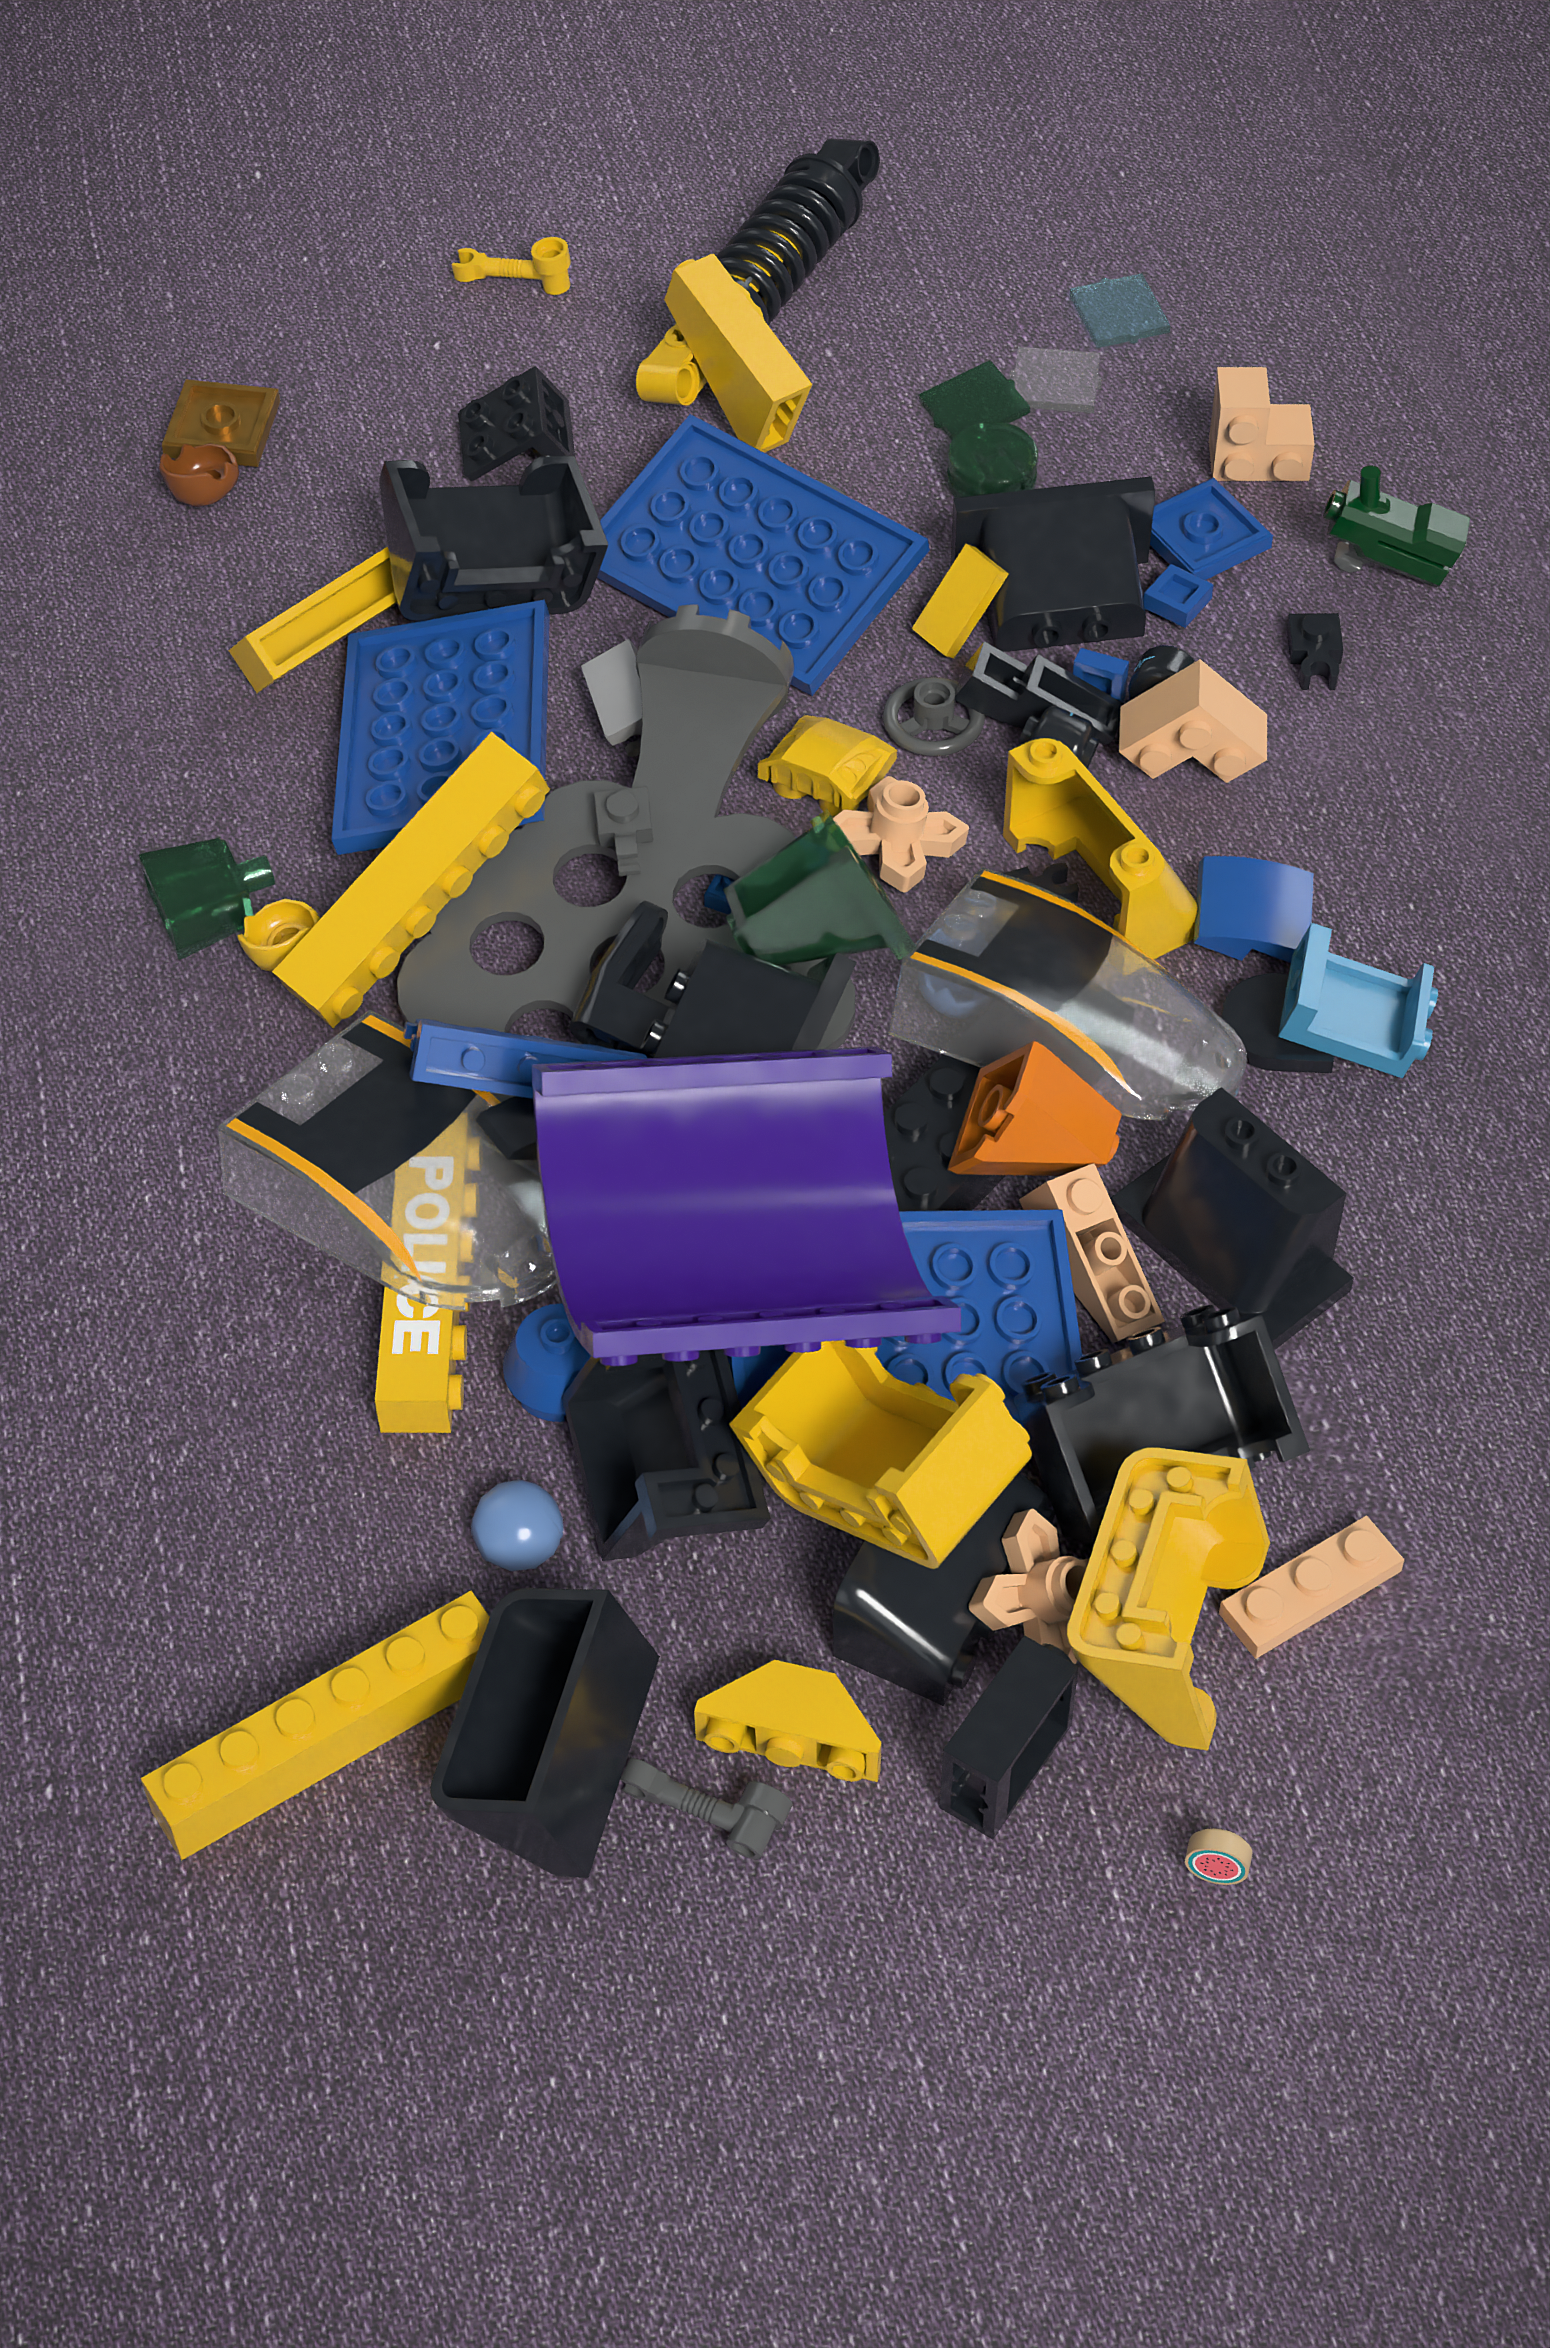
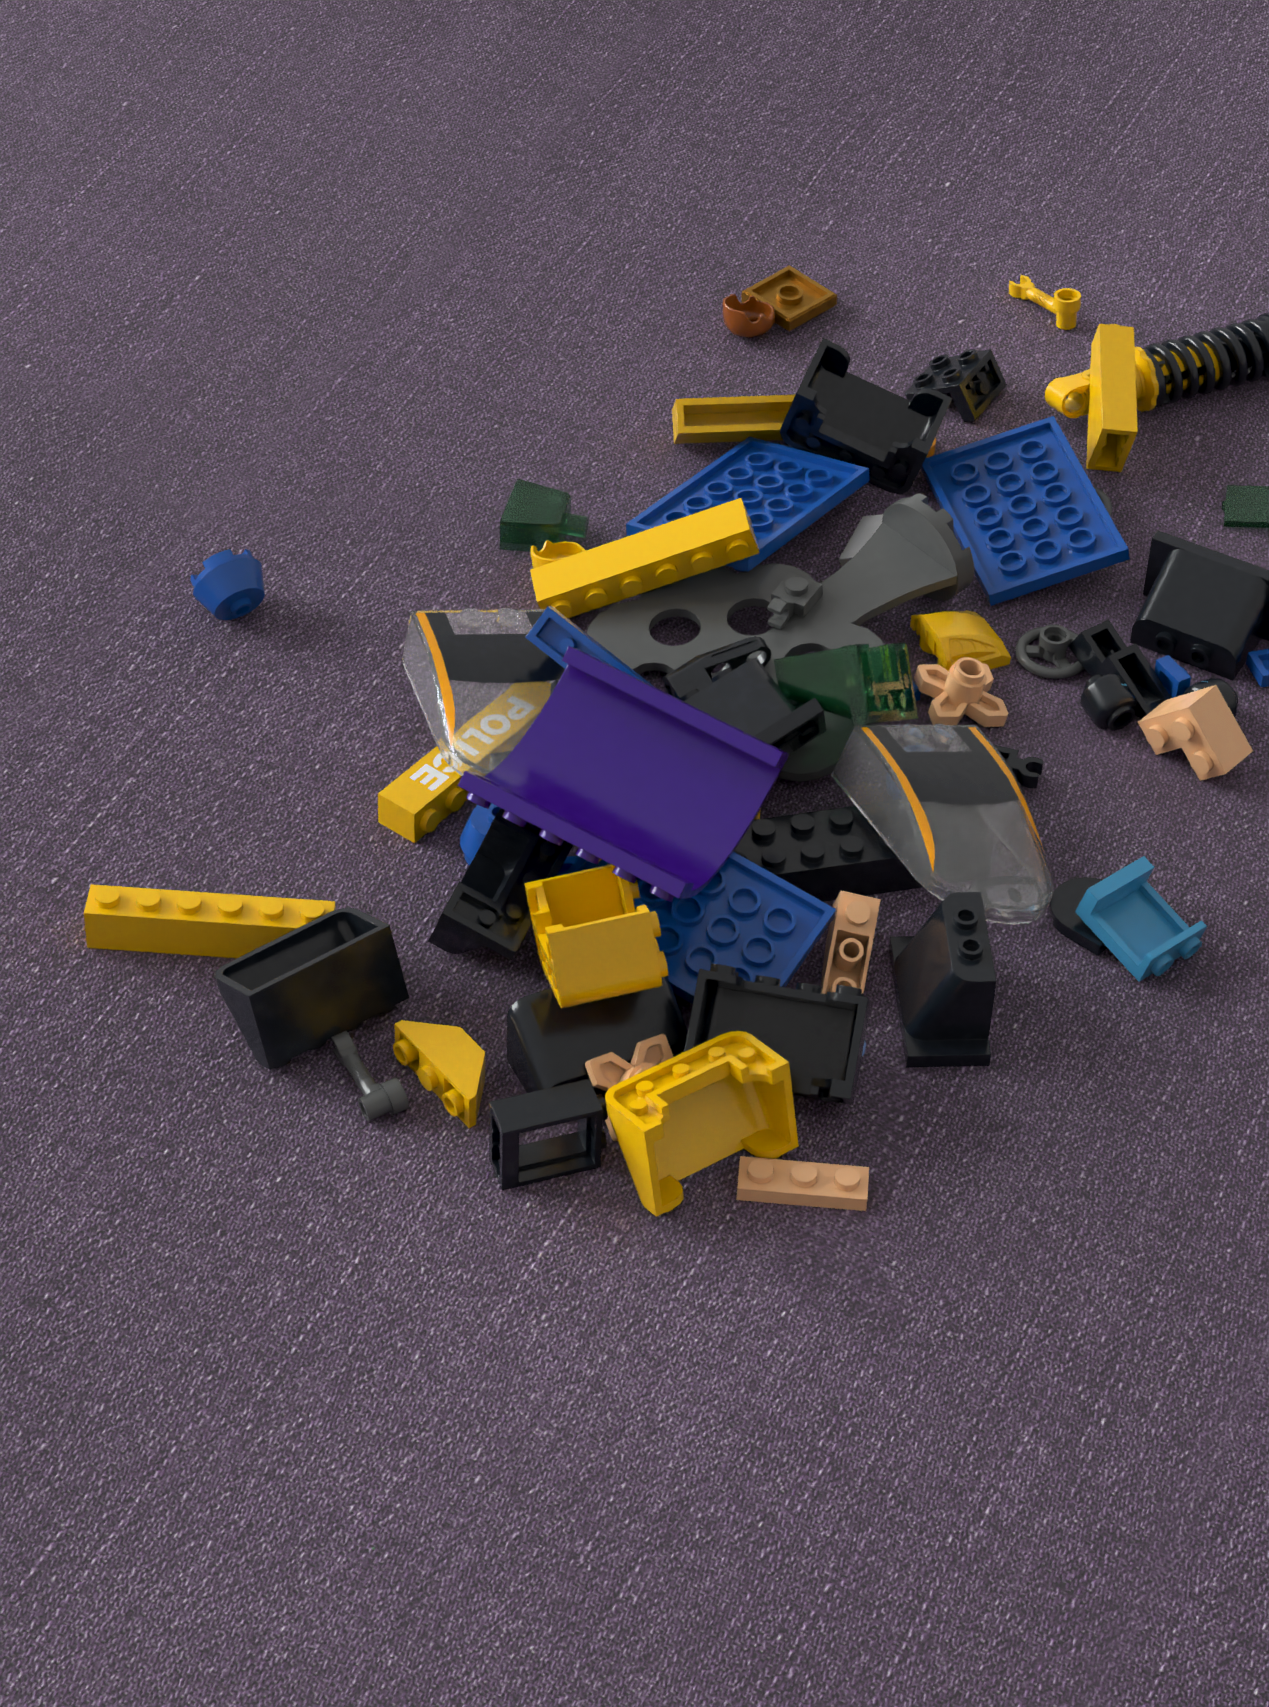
camera: 35 degrees right, 10 degrees down
(517, 1525) = (400, 898): medium blue hair -> none
(960, 601) = (1124, 594): yellow tile -> none
(991, 460) = (1231, 534): clear green head -> none
(1034, 1119) = (864, 857): orange slope -> none
(1064, 808) = (1072, 767): yellow windscreen -> none
(1218, 1856) = (607, 1264): tile -> none
(1252, 906) = (1136, 834): blue slope -> none

